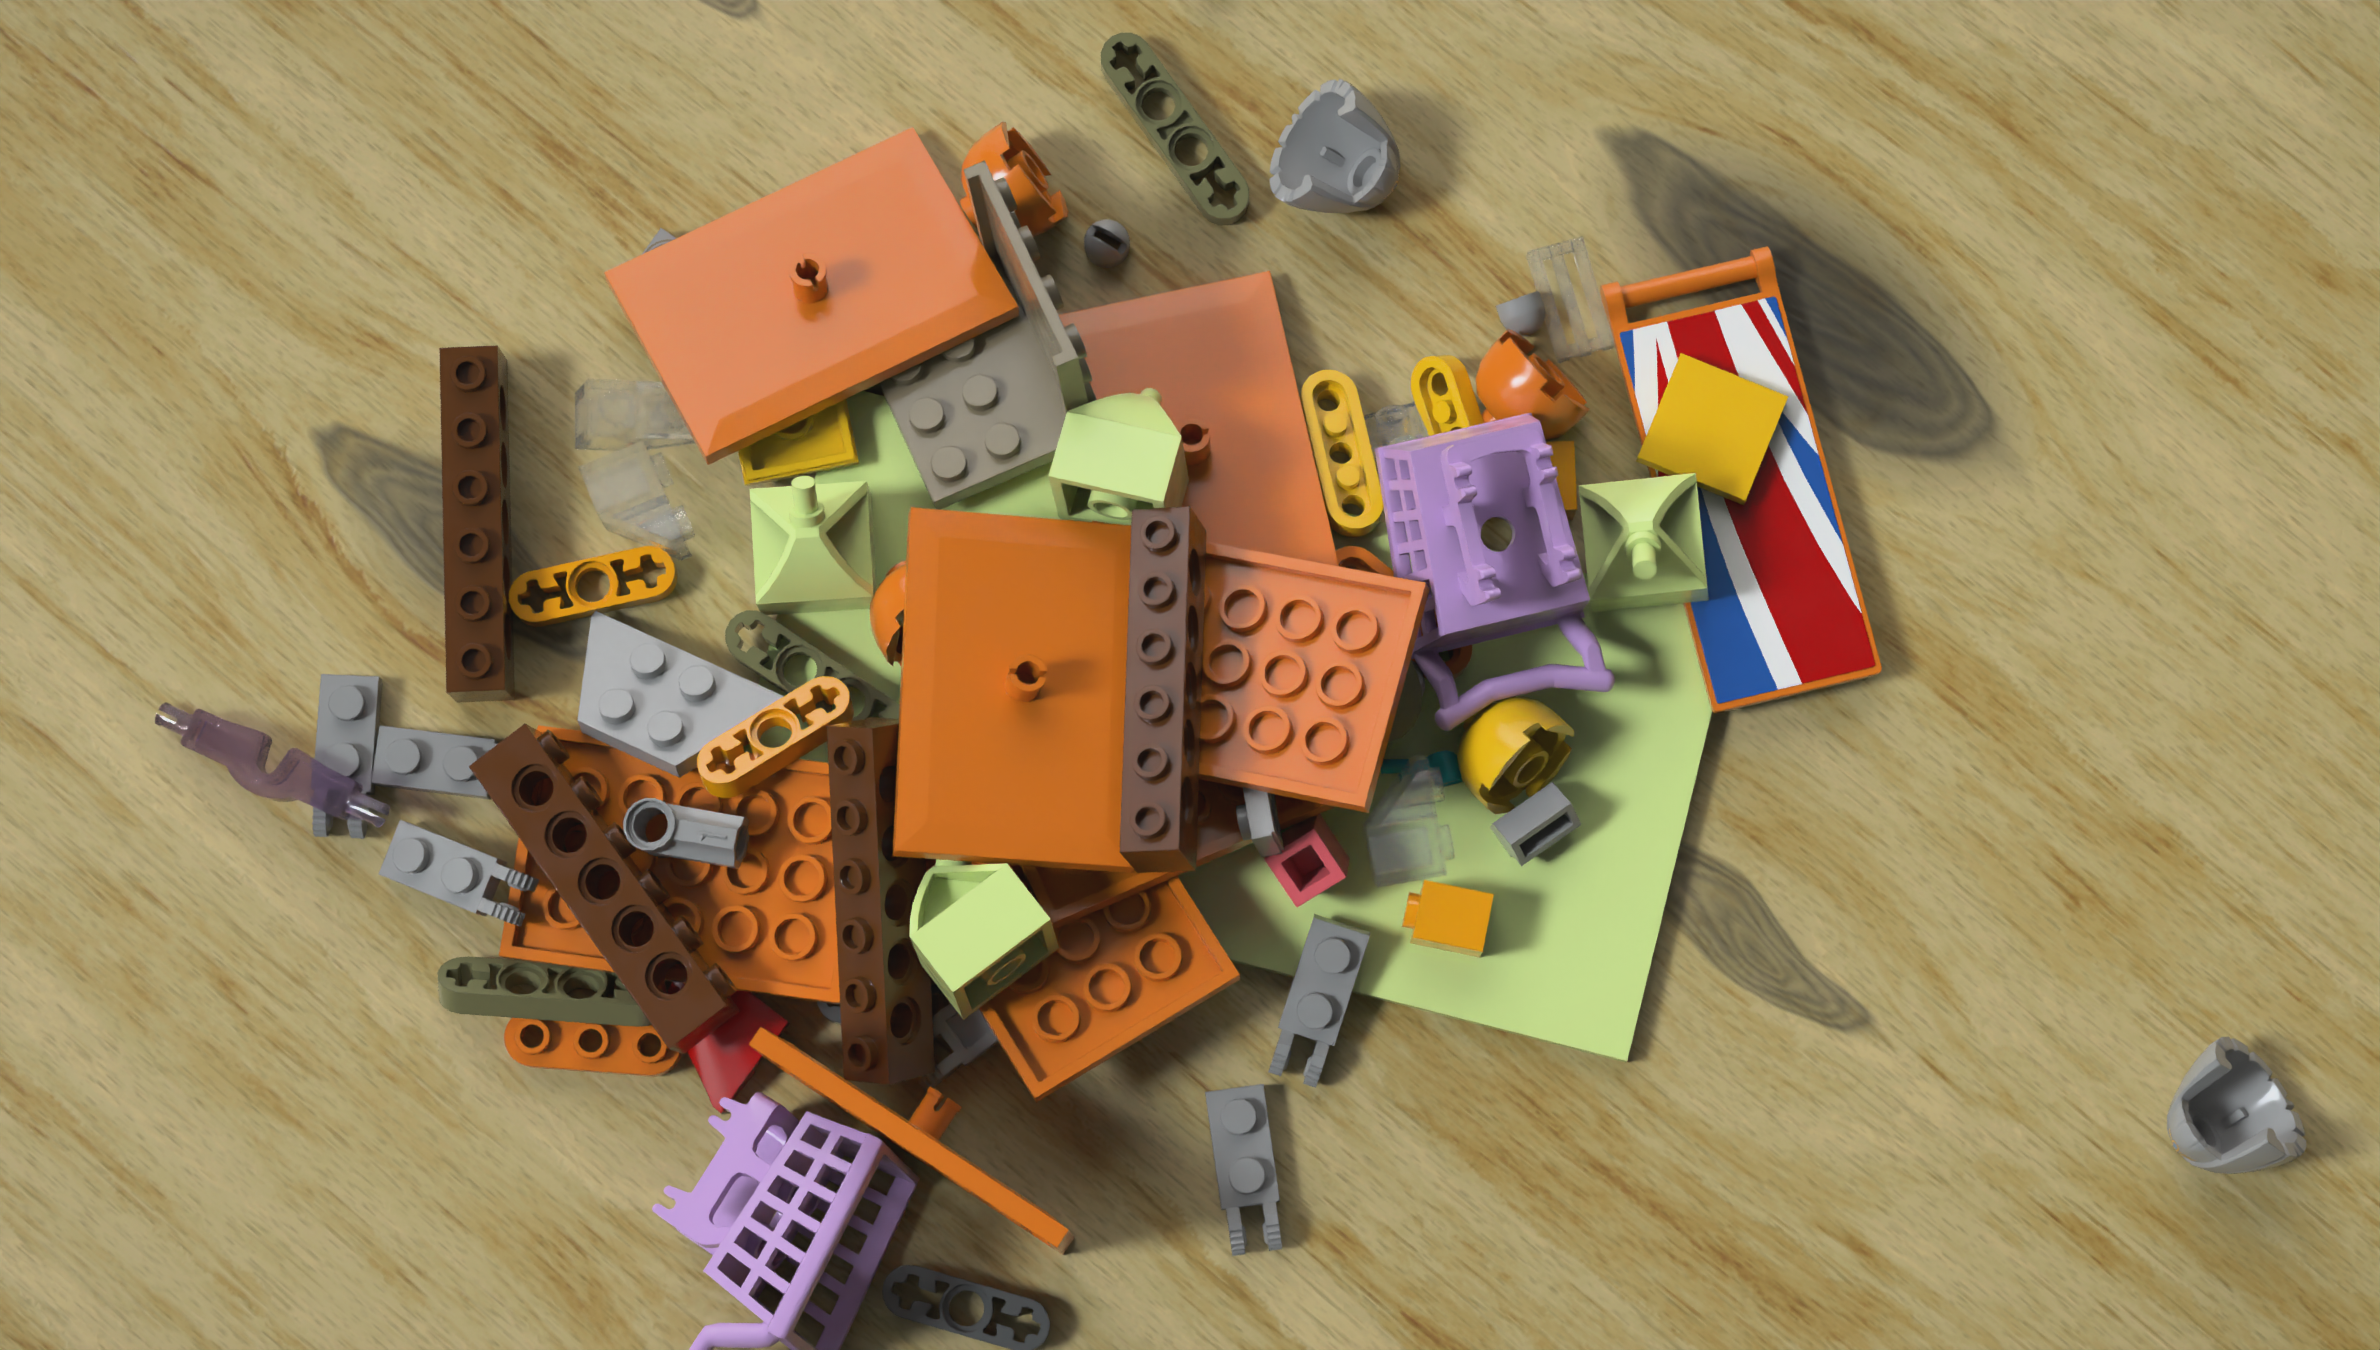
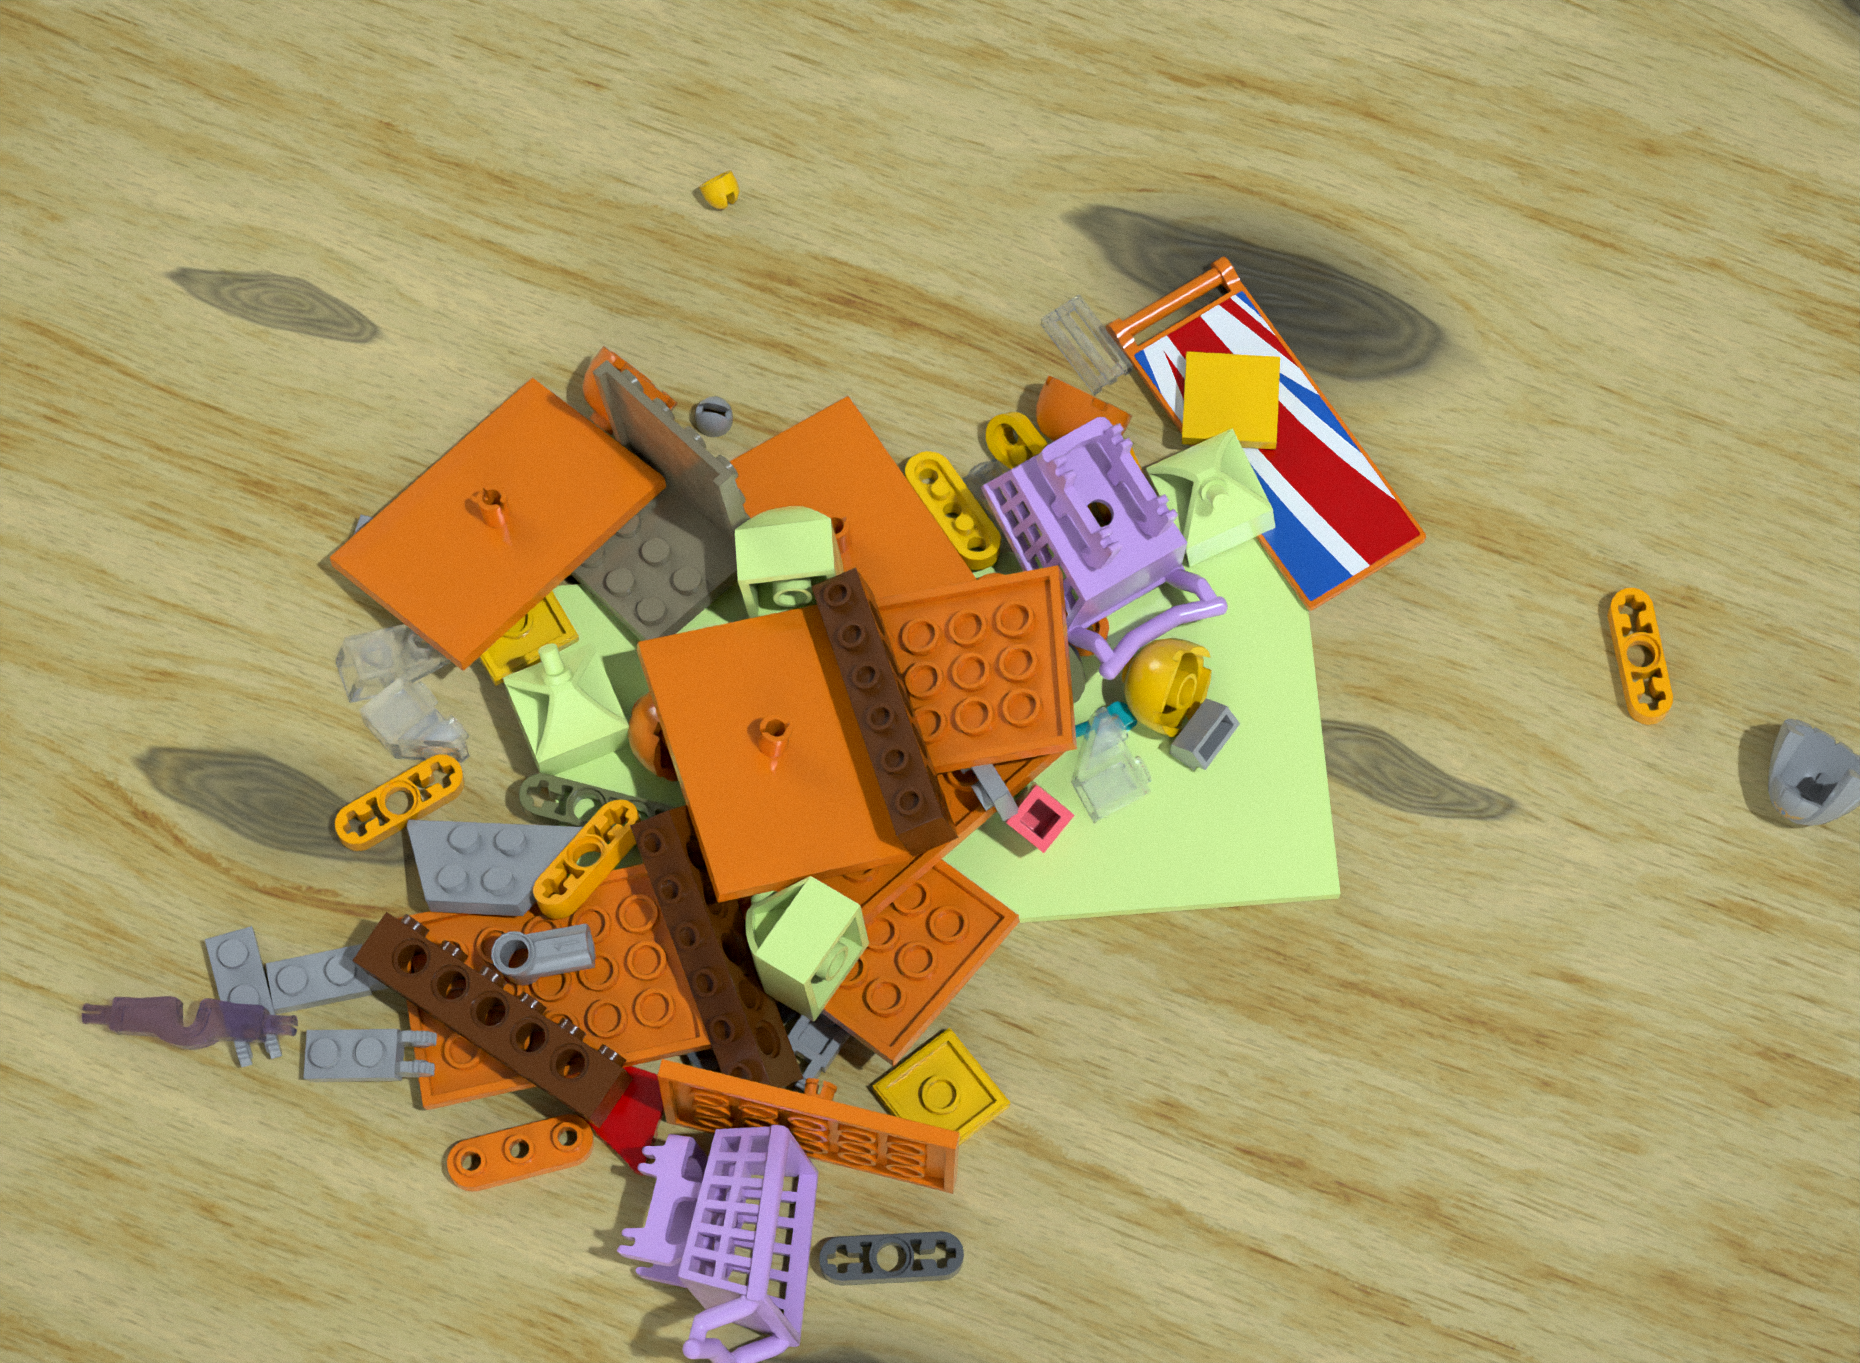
camera: 20 degrees left, 10 degrees down
(476, 524) = (292, 783): reddish brown brick -> none
(546, 1002) = (473, 1123): olive beam -> none
(1088, 1140) = (943, 1088): none -> yellow tile
(1178, 126) = (740, 311): olive beam -> none
(1244, 1160) = (1070, 1071): light grey hinge -> none
(1320, 992) = (1083, 920): light grey hinge -> none
(1335, 153) = (869, 289): light grey hair -> none
(1448, 917) = (1163, 827): light orange brick -> none
(1522, 314) = (1054, 363): light grey hinge -> none
(2073, 850) = (1658, 686): none -> light orange beam

